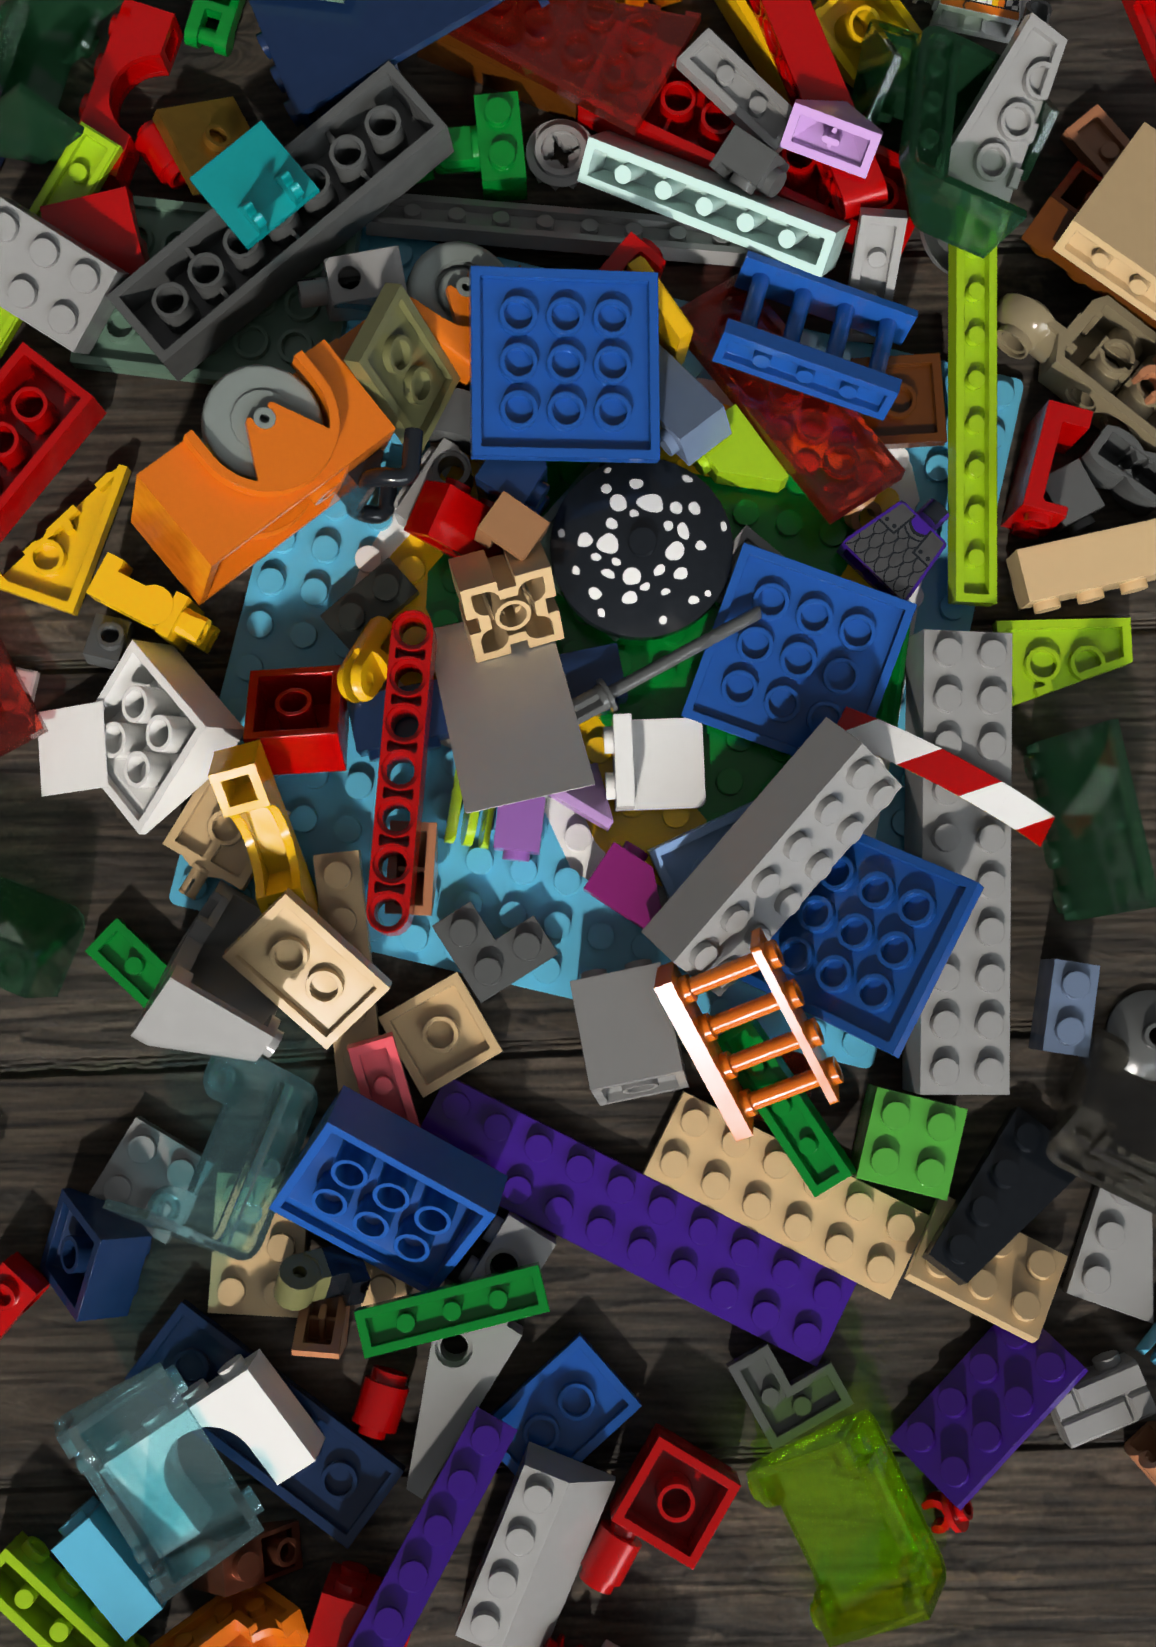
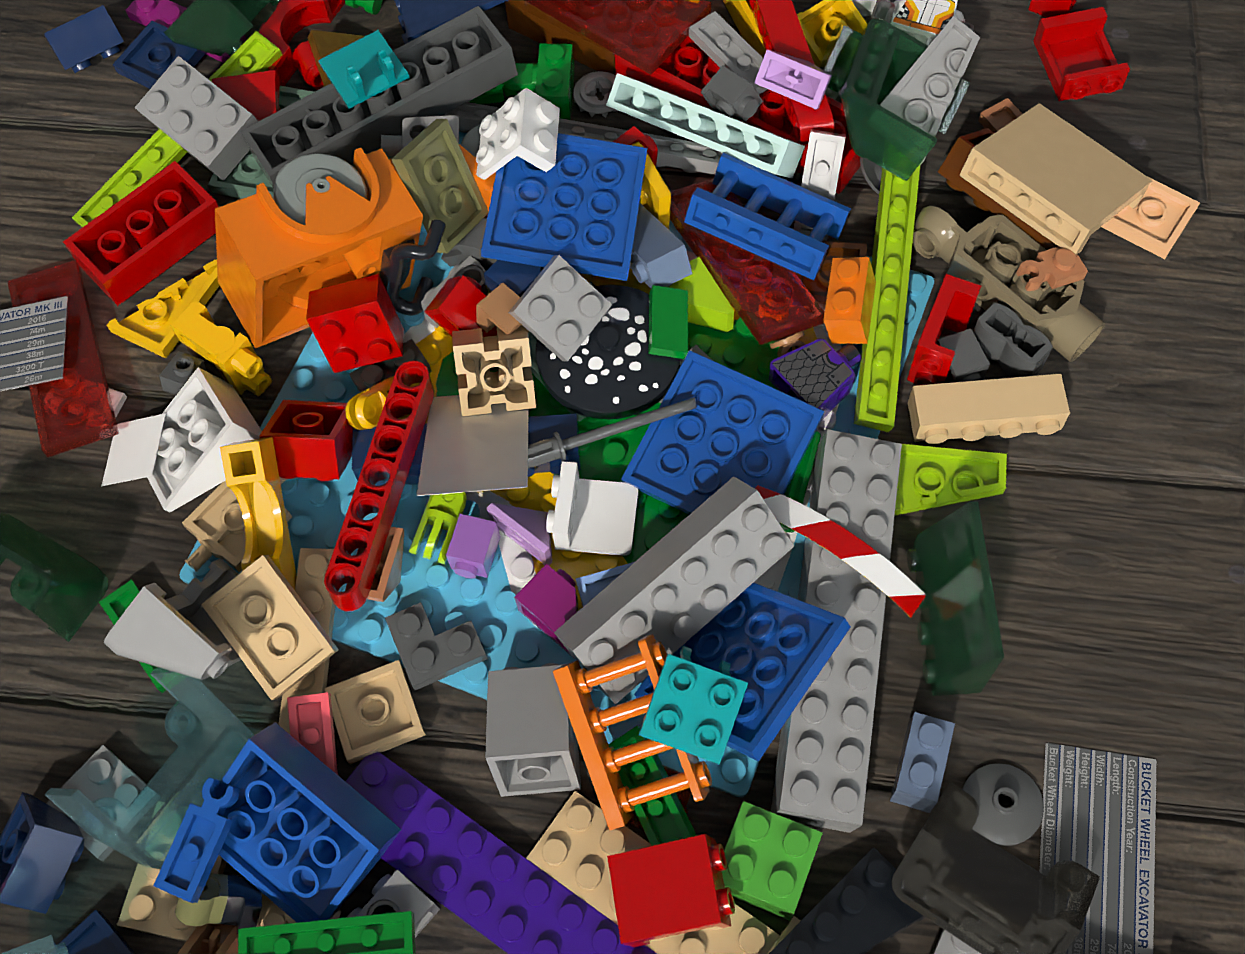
camera: 20 degrees right, 20 degrees down
(290, 1236) = (197, 844): none -> blue plate
(320, 558) = (355, 323): none -> red brick
(491, 282) = (521, 128): none -> white bracket
(581, 516) = (560, 308): none -> light grey plate
(713, 507) = (668, 322): none -> green tile
(814, 1201) = (670, 889): none -> red panel
(821, 1009) = (693, 707): none -> teal plate
(932, 447) = (849, 300): none -> orange brick

